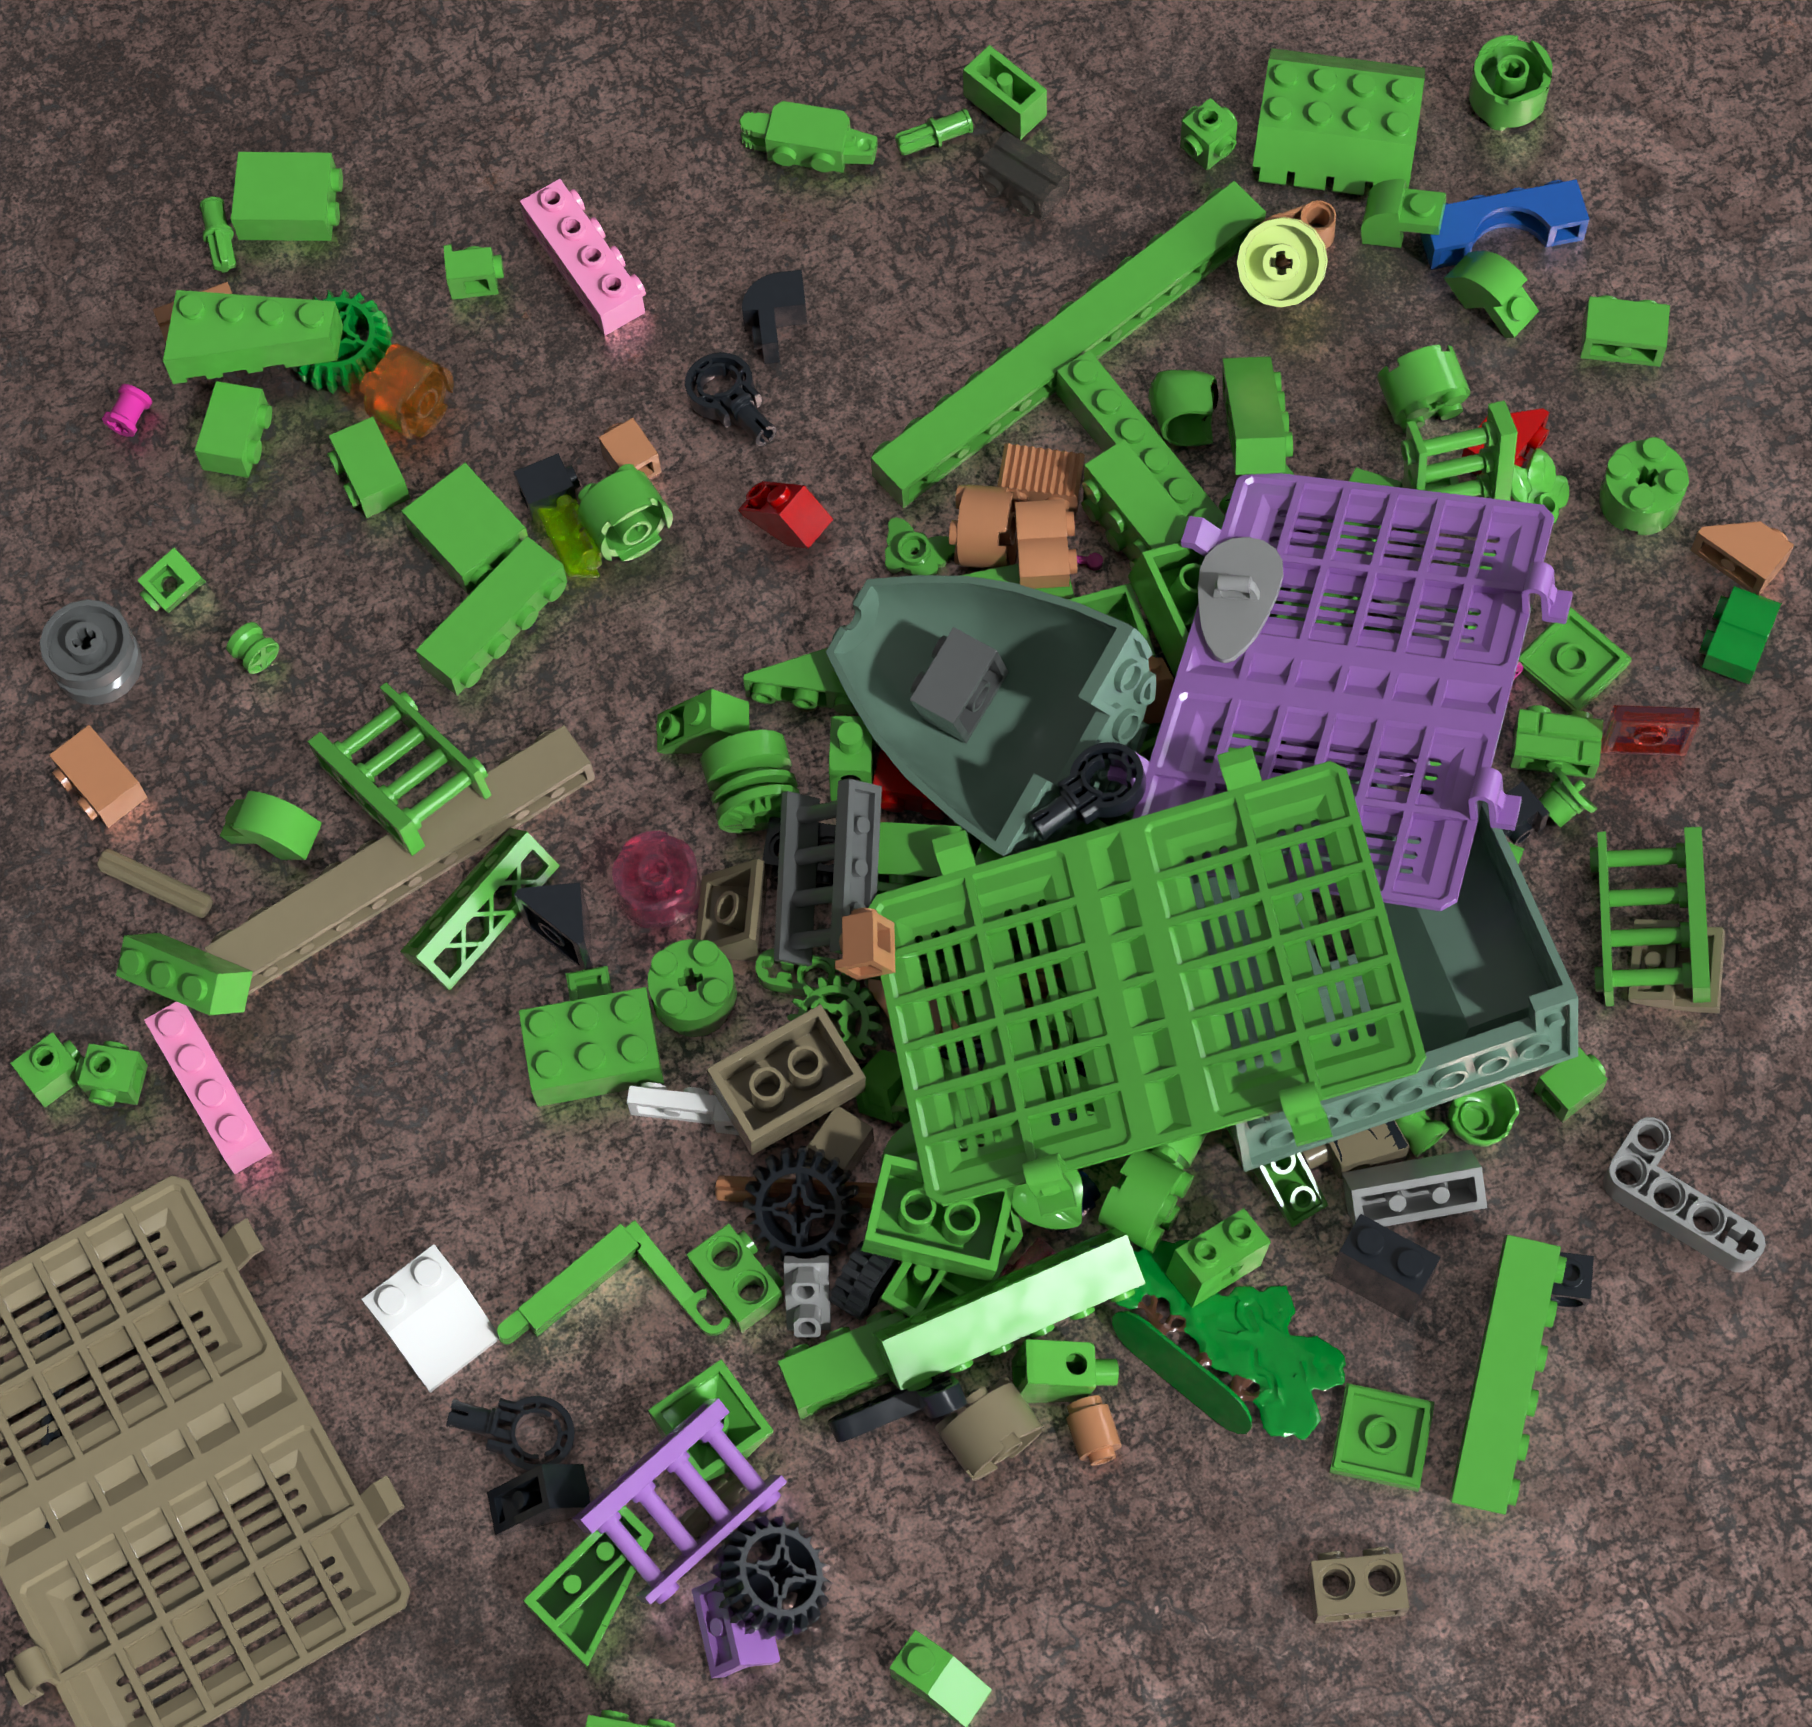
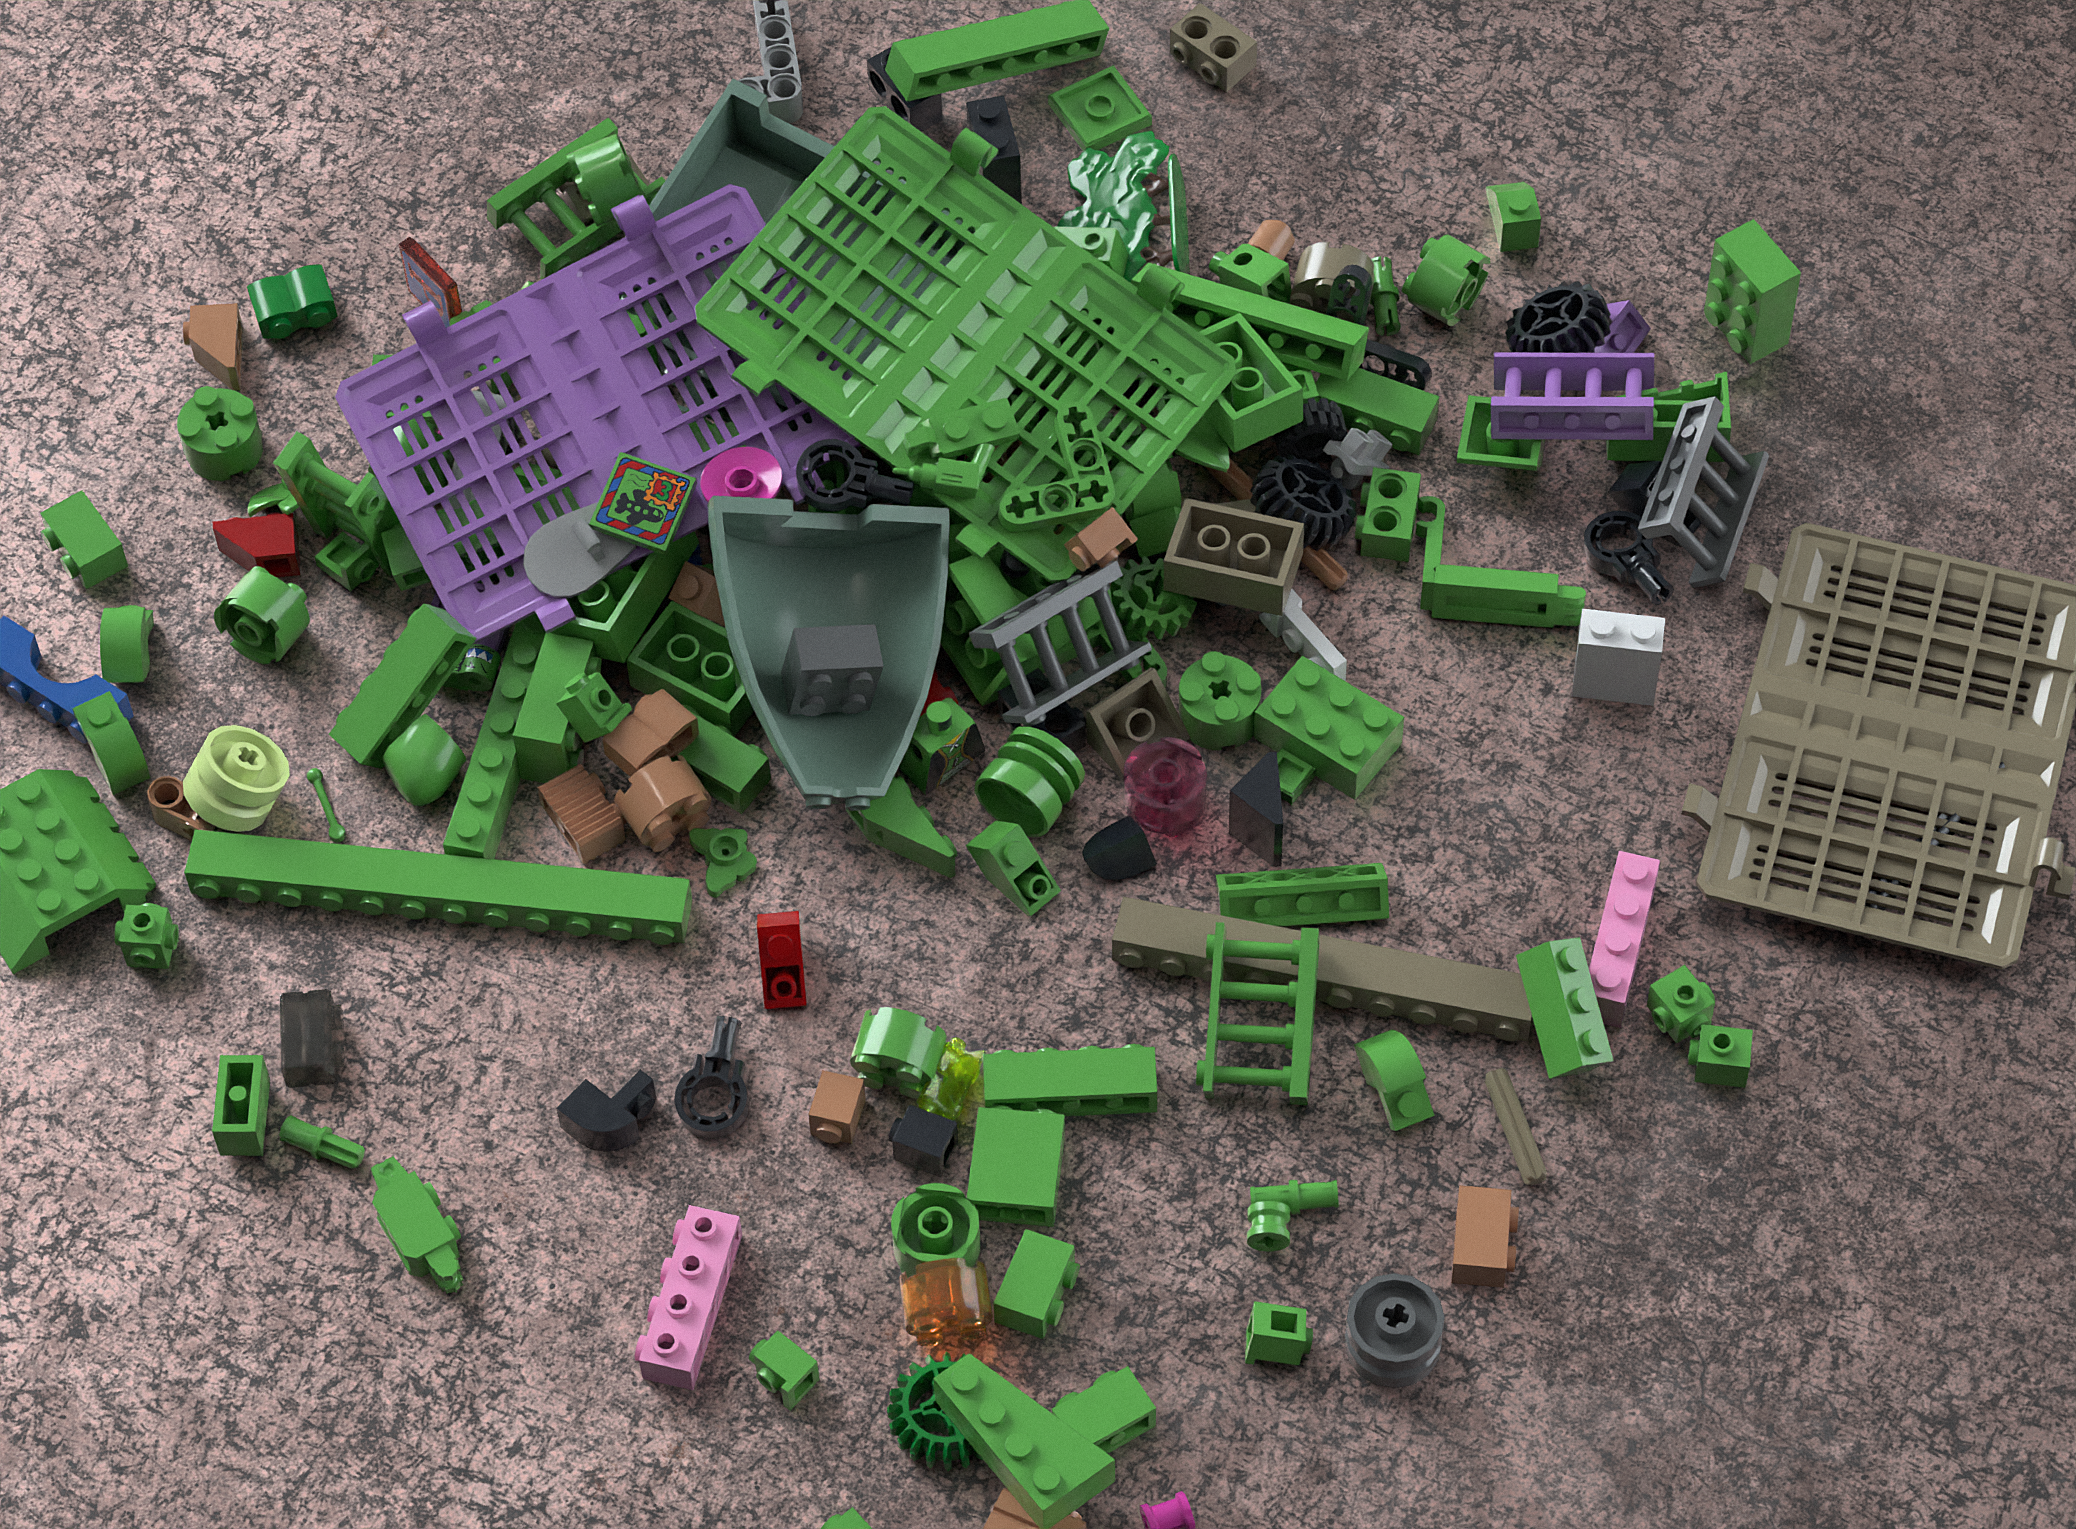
camera: 135 degrees left, 10 degrees down
(257, 687) = (1299, 1196): none -> bright green pin
(464, 427) = (934, 1226): none -> bright green brick
(519, 1512) = (1676, 484): none -> dark grey fence
(646, 807) = (1119, 851): none -> black brick
(909, 1532) = (1446, 278): none -> bright green brick
(934, 976) = (1080, 479): none -> bright green beam
(955, 1483) = (1385, 298): none -> bright green pin
(1021, 868) = (952, 476): none -> bright green piece
(1054, 910) = (964, 430): none -> bright green hinge
(1093, 506) = (592, 706): none -> bright green brick
(1171, 699) = (742, 474): none -> dark pink dish
(1191, 323) = (336, 831): none -> bright green hinge
(1225, 644) = (643, 503): none -> tile
(1628, 919) = (604, 176): none -> bright green brick

